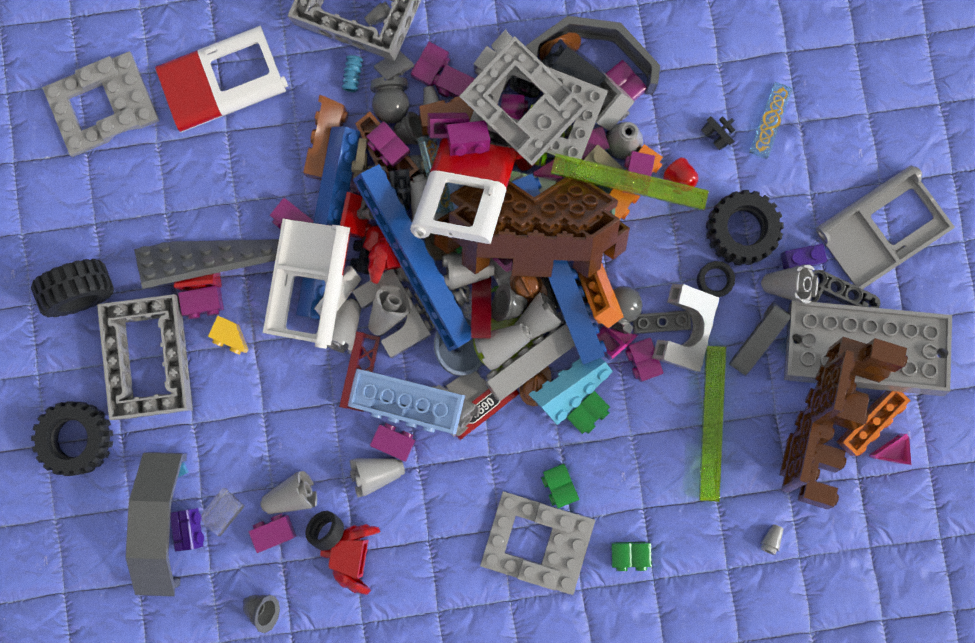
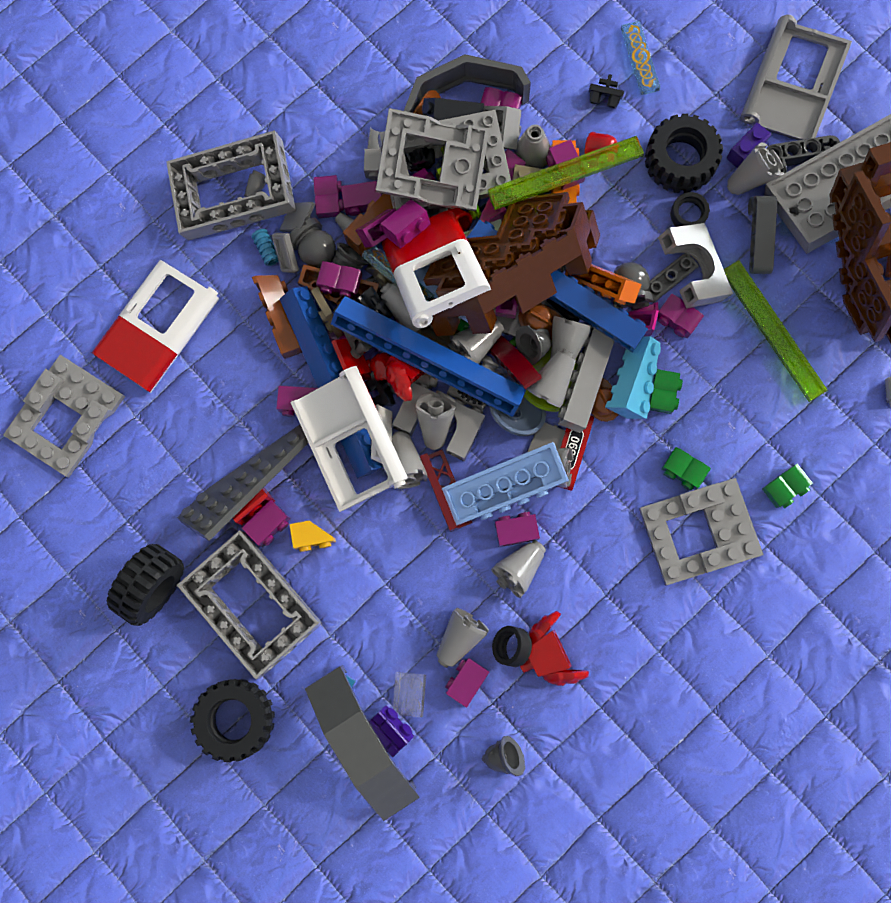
camera: 25 degrees left, 5 degrees down
(363, 90) = (285, 252): none -> light grey tile

